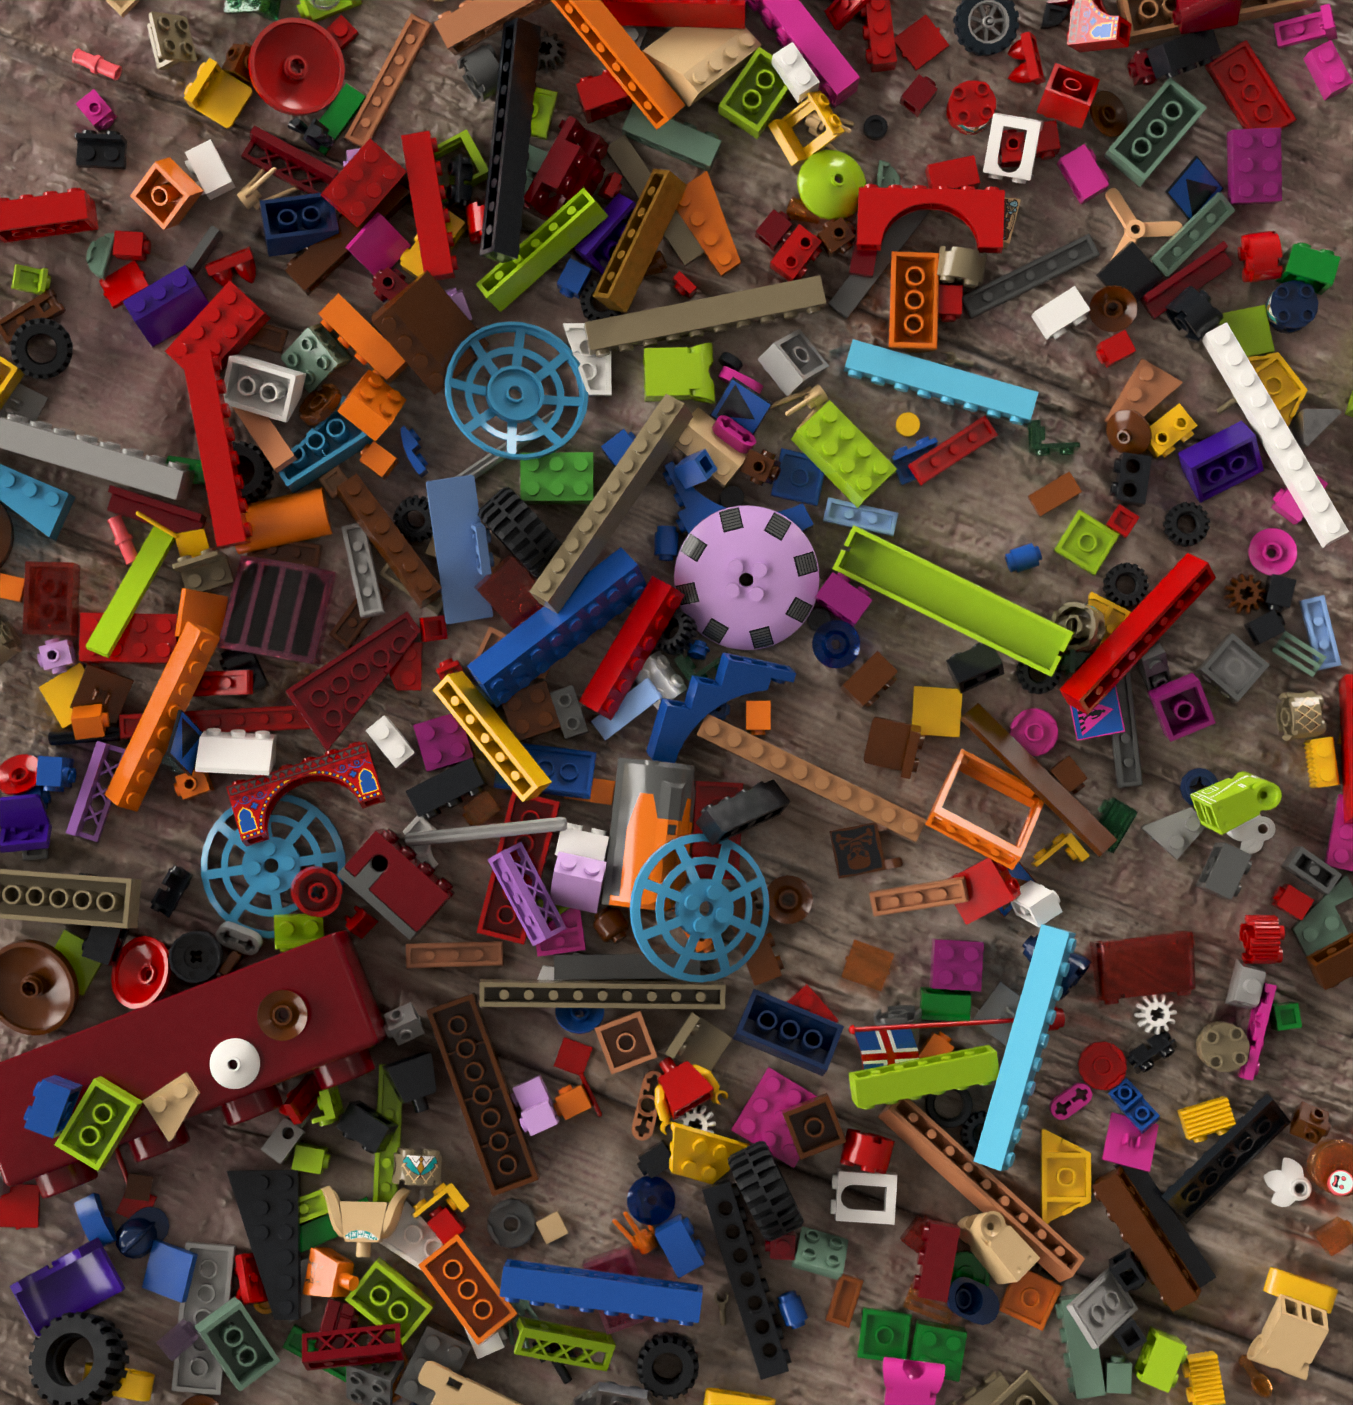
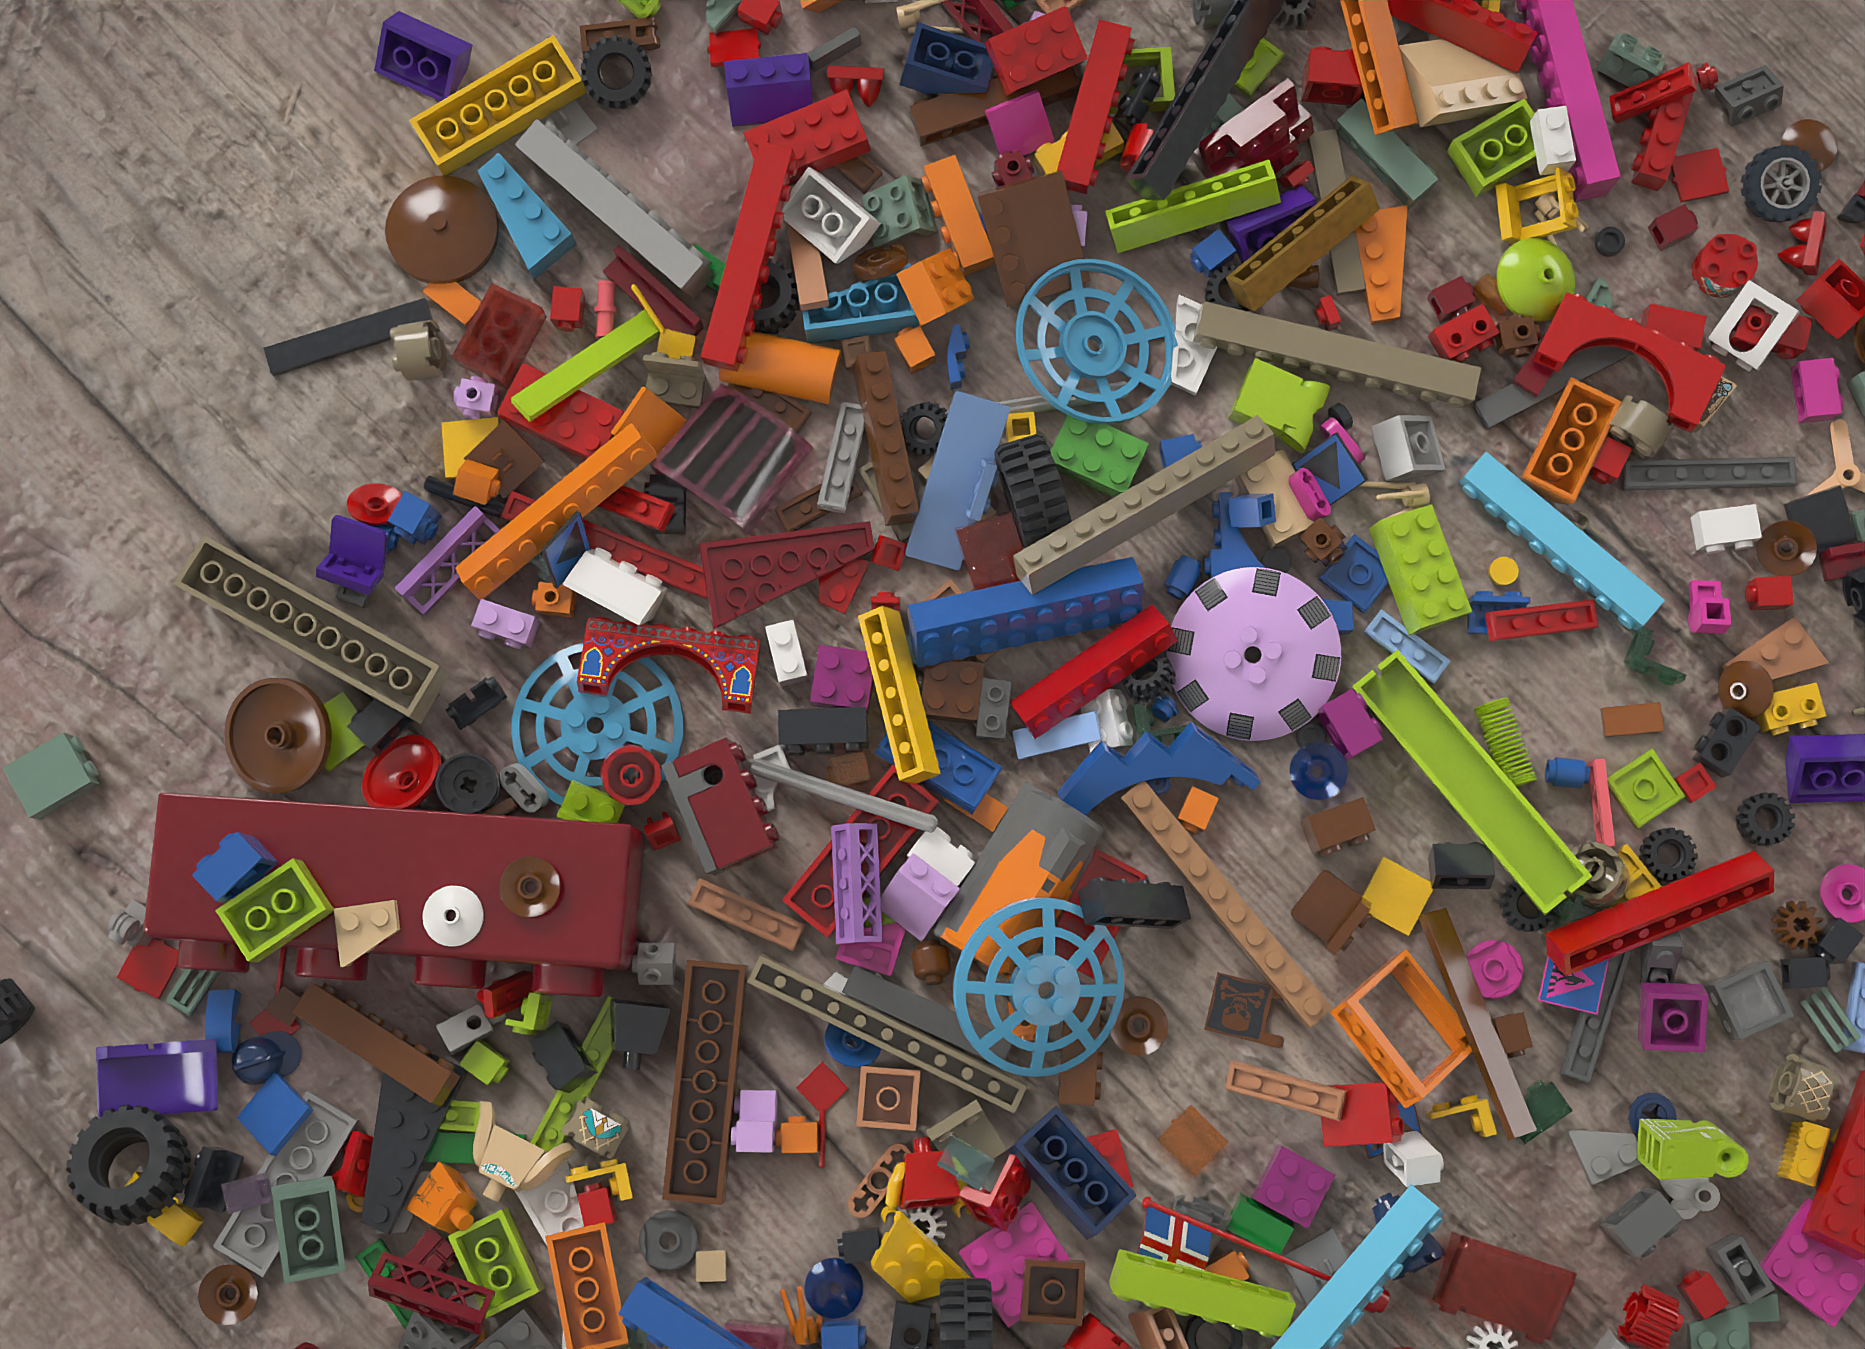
camera: 25 degrees right, 5 degrees down
(68, 1212) = (190, 1010): none -> sand green tile
(93, 552) = (567, 308): none -> red brick
(143, 1335) = (212, 1169): none -> black bracket
(166, 819) = (505, 623): none -> lavender brick
(221, 1183) = (377, 1044): none -> reddish brown brick
(488, 485) = (1020, 426): none -> yellow brick
(706, 1062) = (966, 1162): none -> clear light blue piece
(746, 1082) = (1001, 1205): none -> red bracket
(965, 558) = (1502, 763): none -> lime piece
(1058, 570) = (1601, 803): none -> coral tile
(1073, 382) = (1708, 609): none -> dark pink brick

